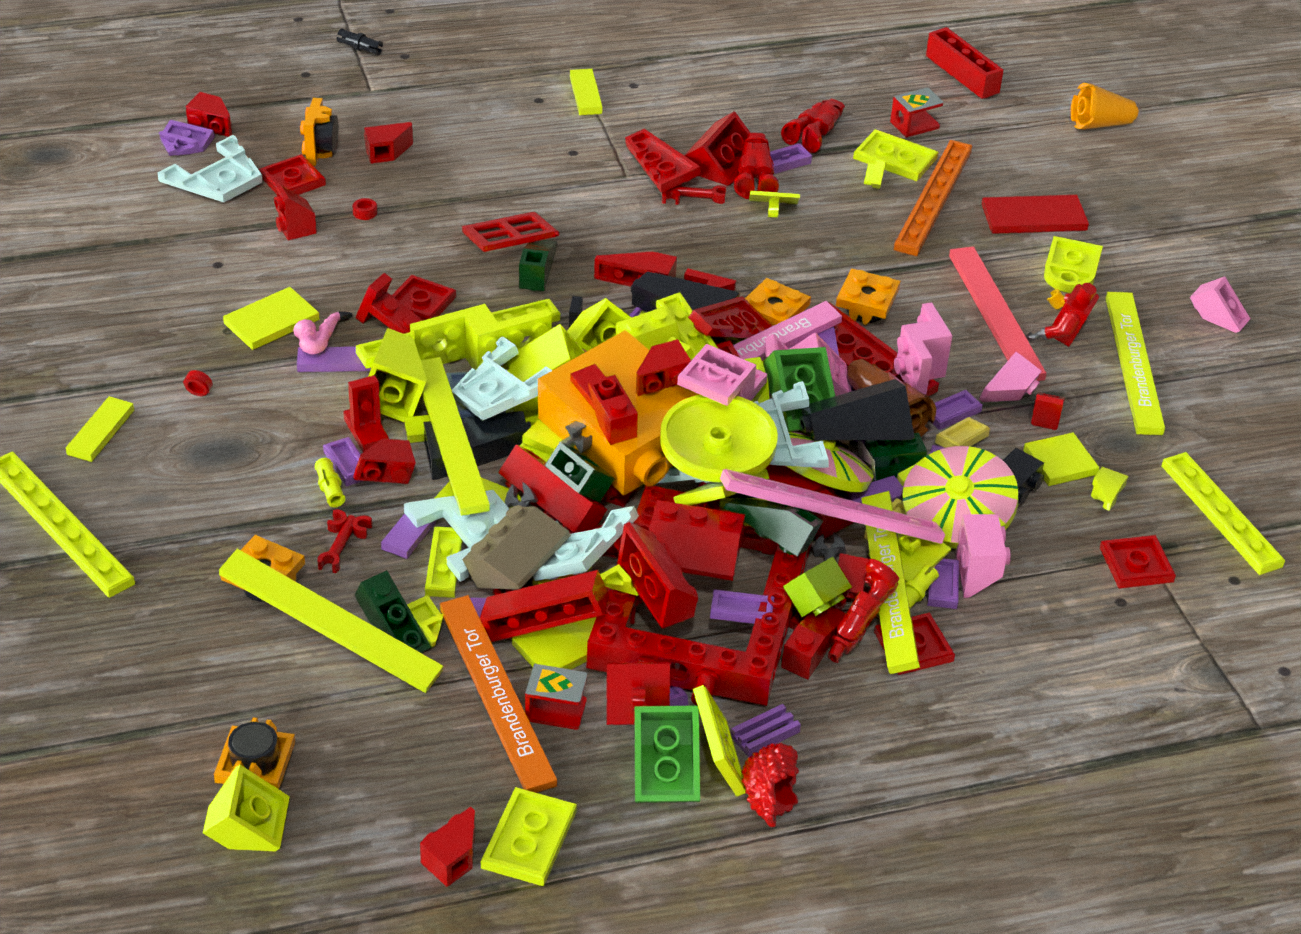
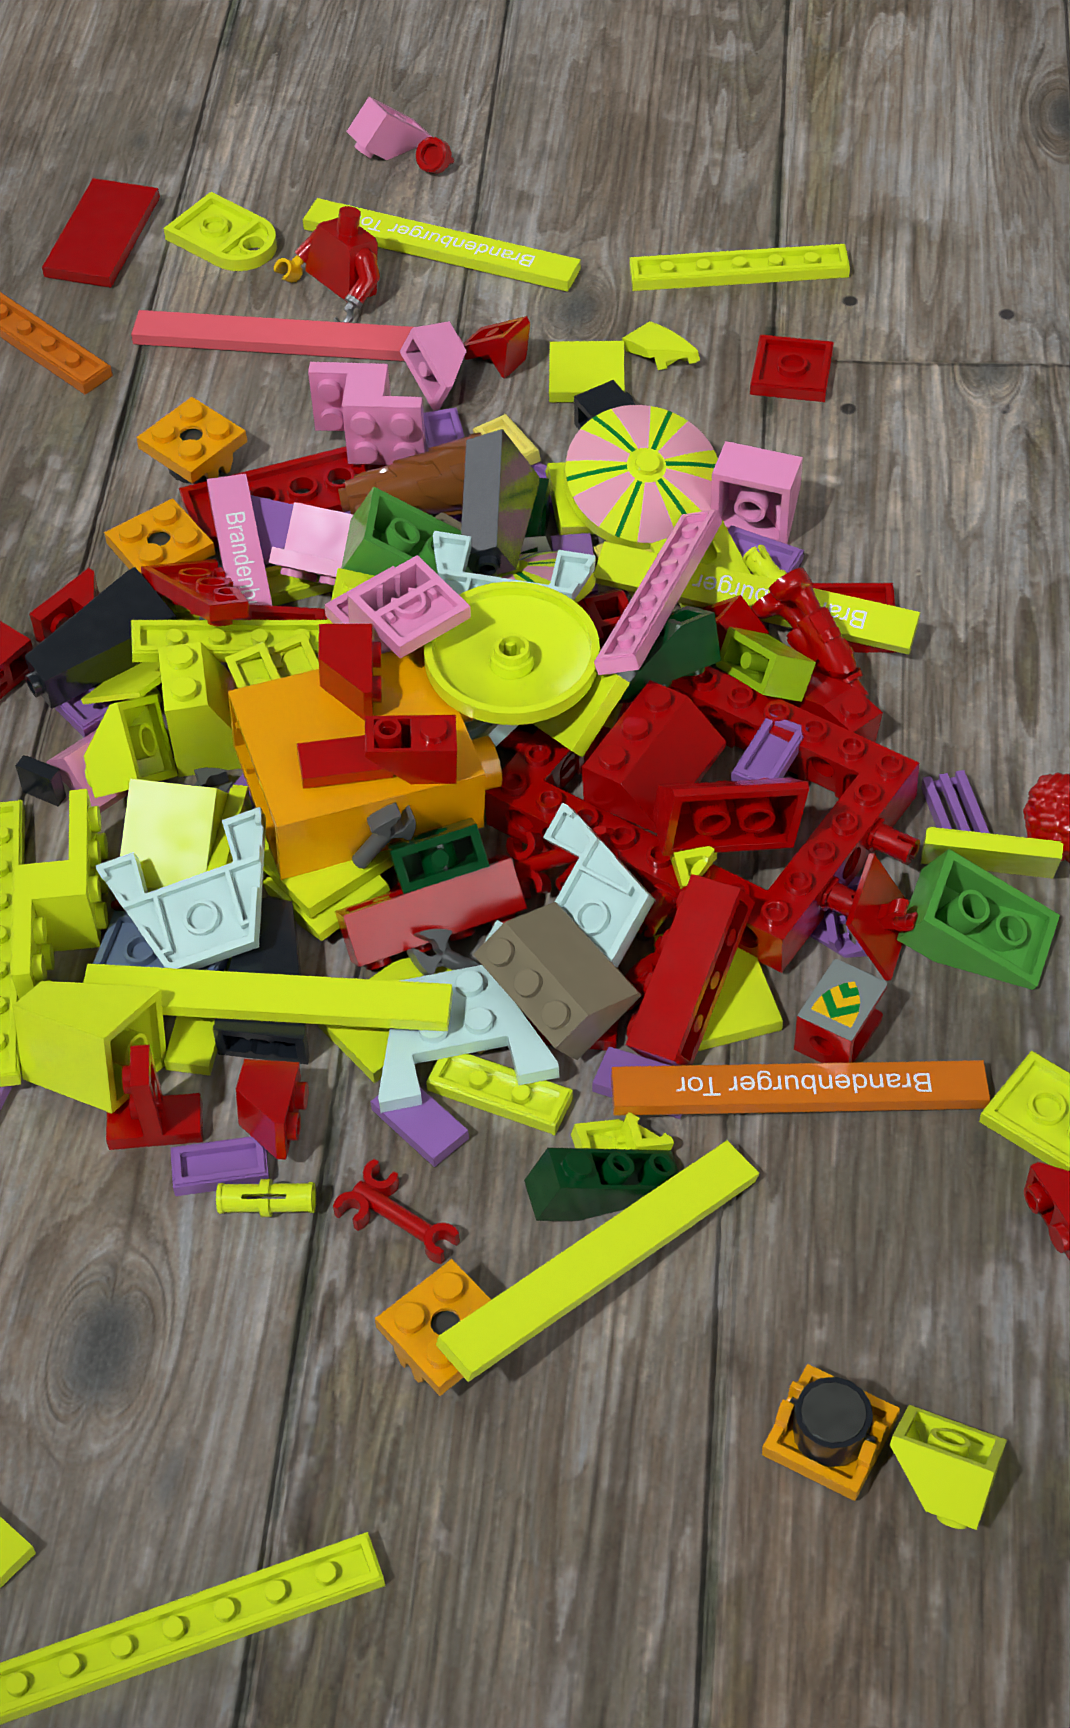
camera: 65 degrees left, 10 degrees up
(1214, 333) = (434, 155): none -> red tile

